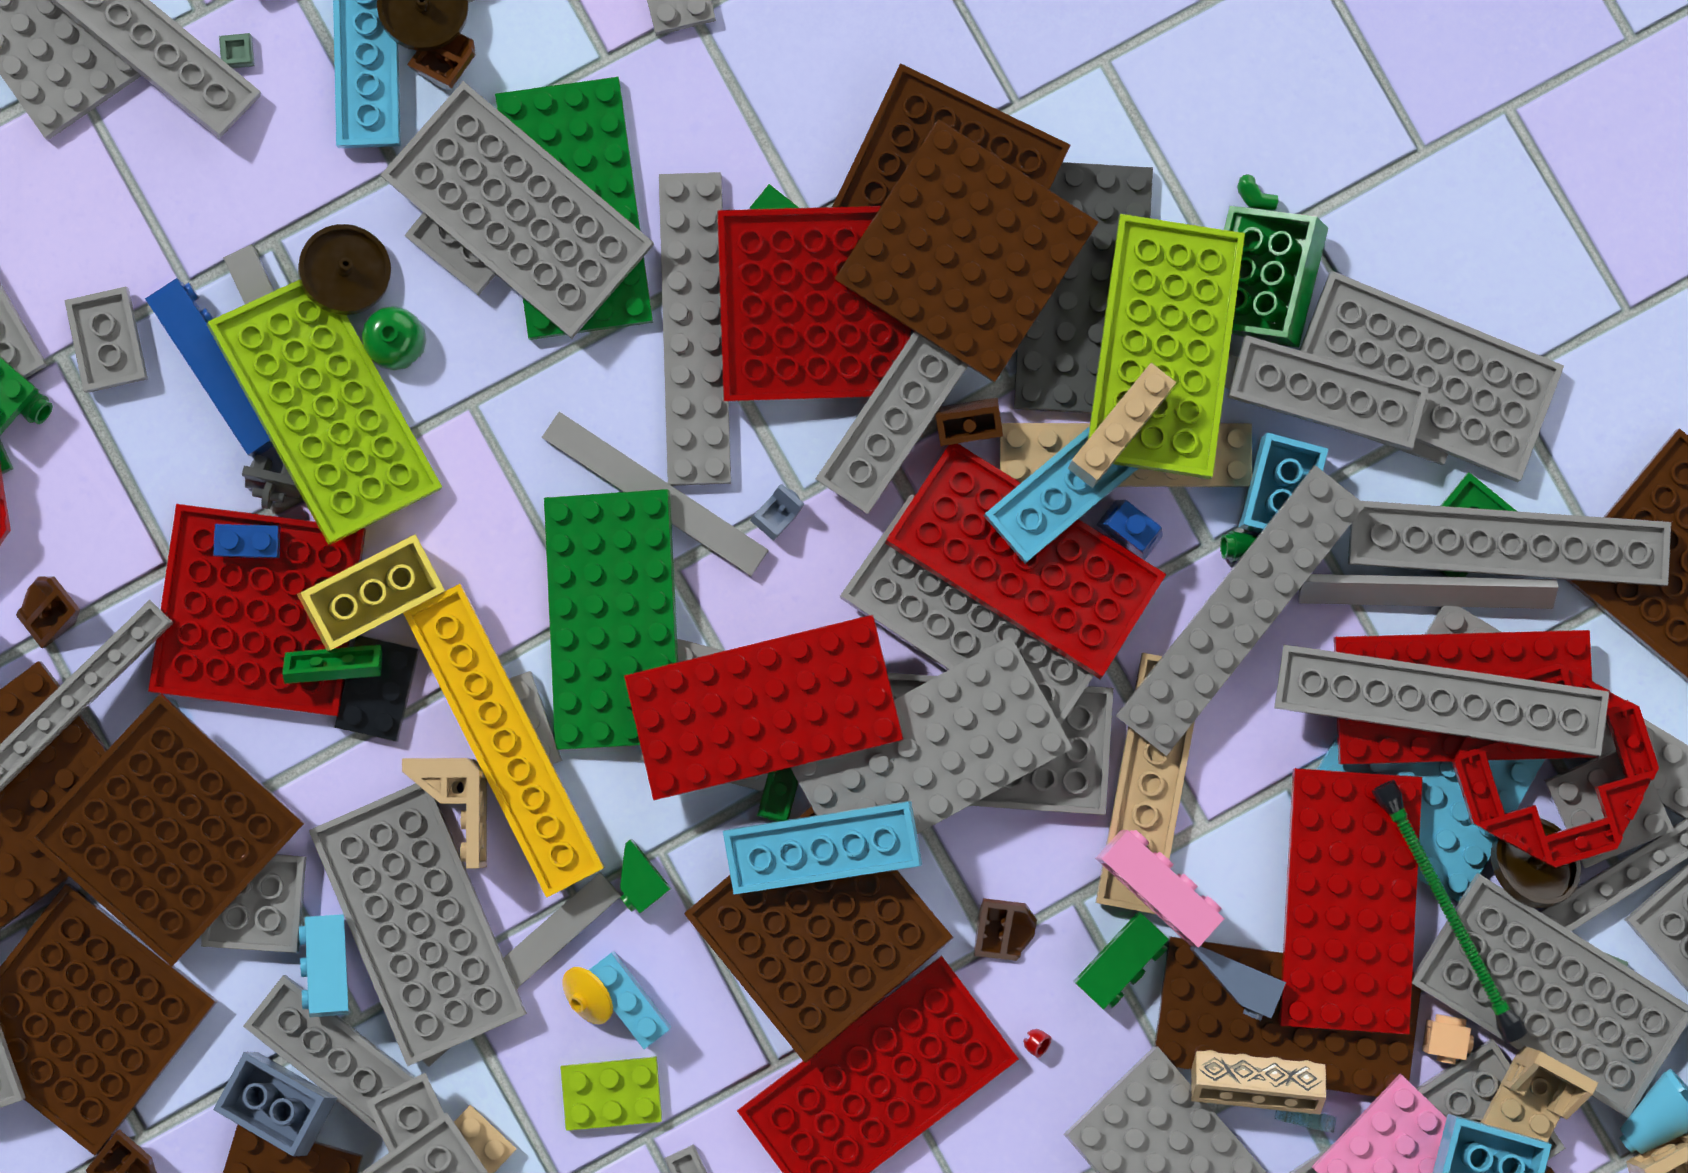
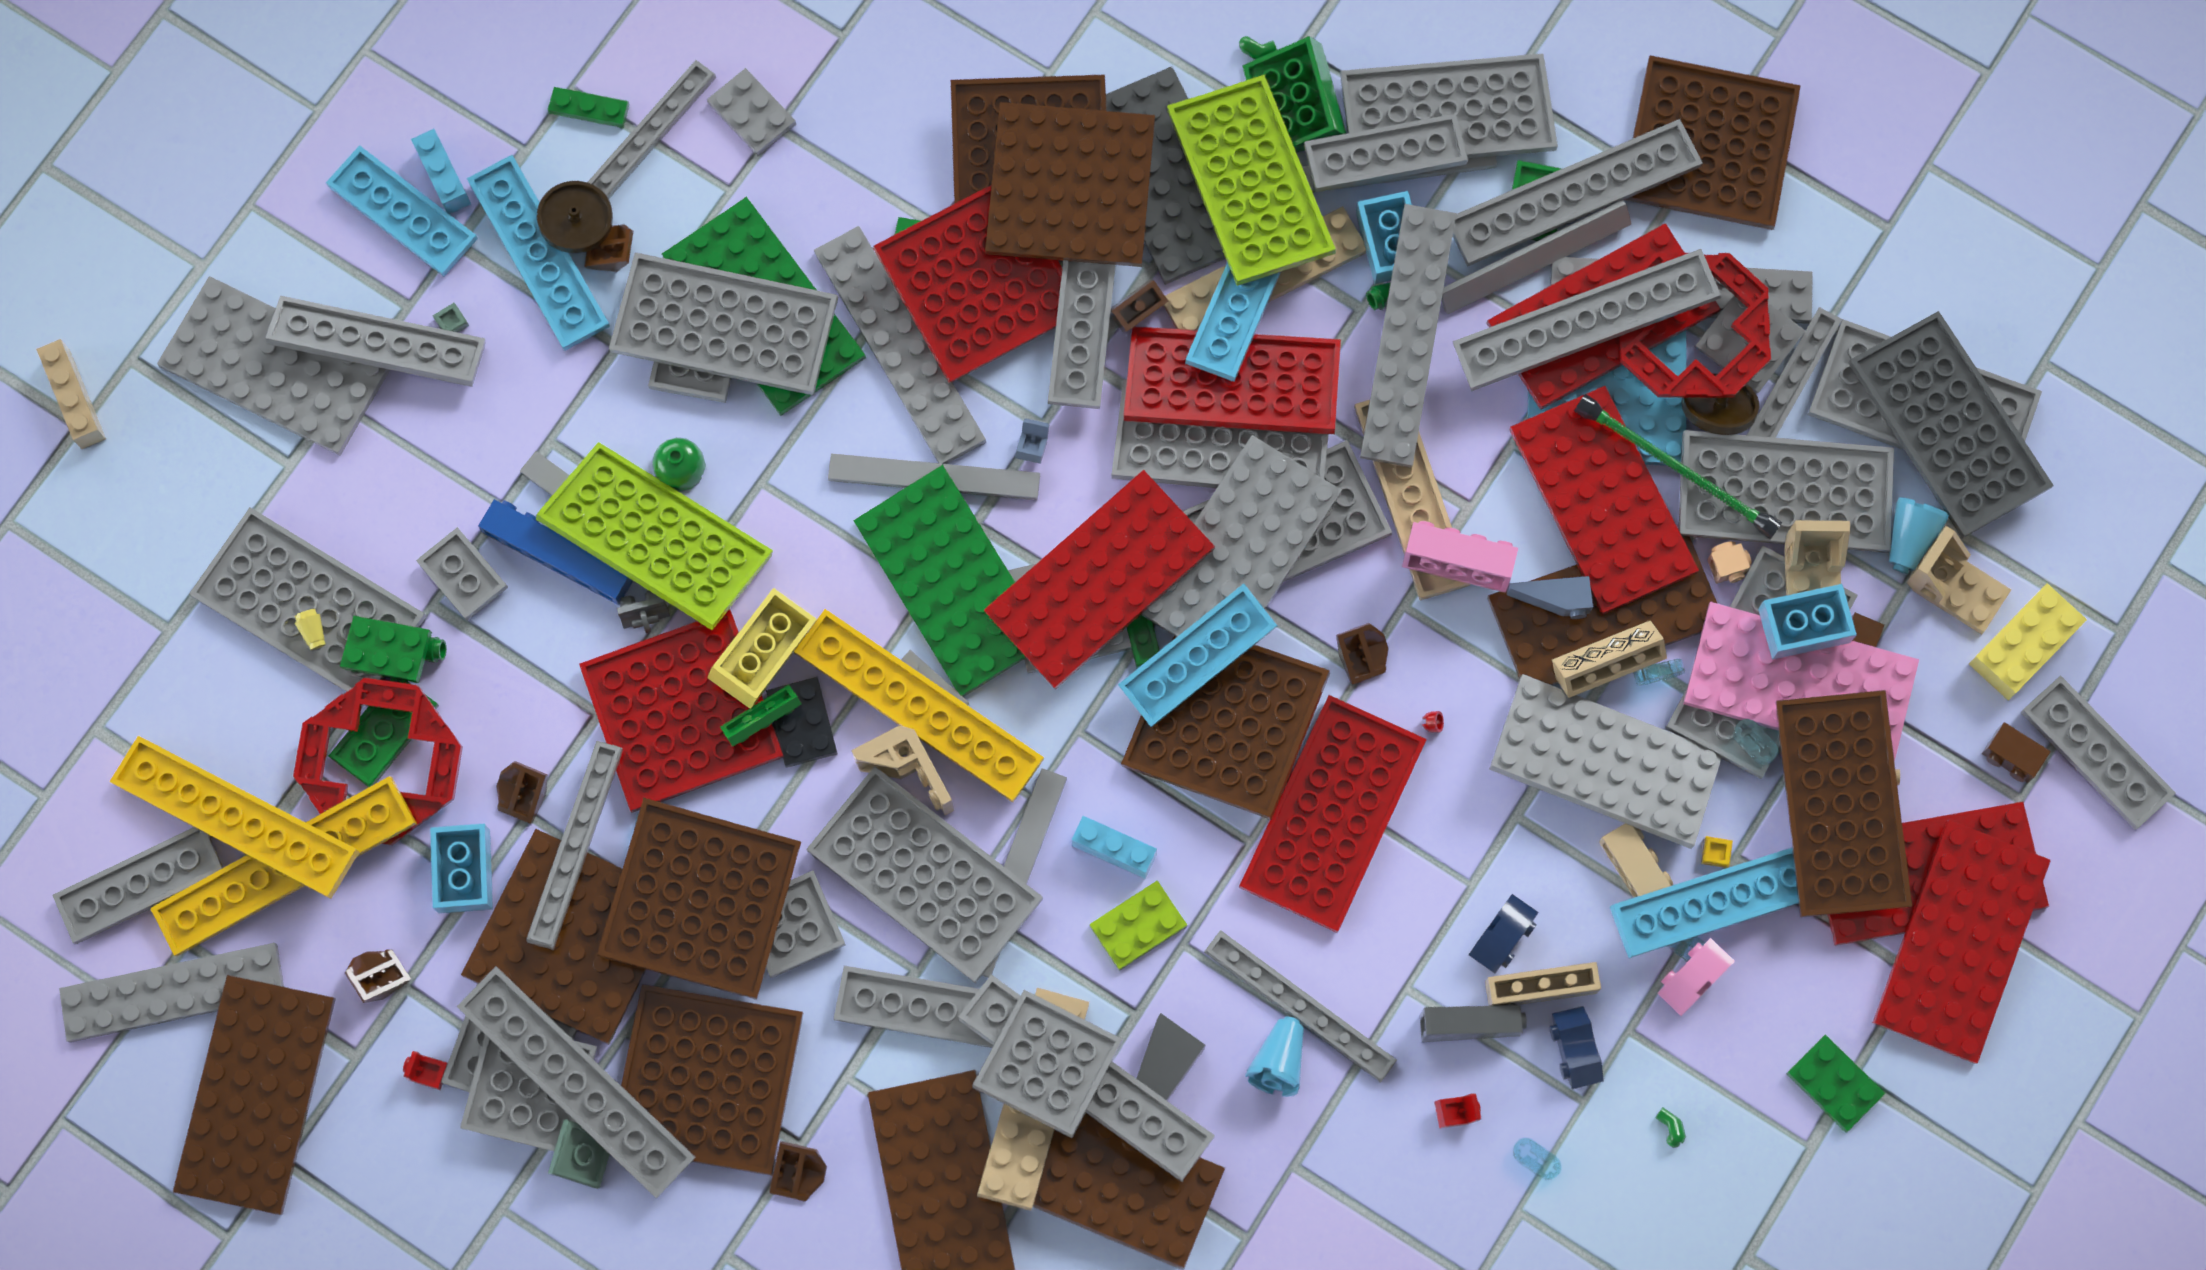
camera: 25 degrees left, 10 degrees down
(247, 541) = (647, 662): blue plate -> none
(275, 1103) = (889, 1059): sand blue brick -> none
(324, 965) = (872, 939): medium azure brick -> none
(344, 269) = (616, 432): dark brown piece -> none
(587, 995) = (1081, 858): yellow dish -> none
(640, 879) = (1075, 756): green slope -> none
(1121, 425) = (1250, 244): tan brick -> none
(1122, 961) = (1462, 630): green brick -> none
(1131, 528) = (1297, 319): blue torso -> none

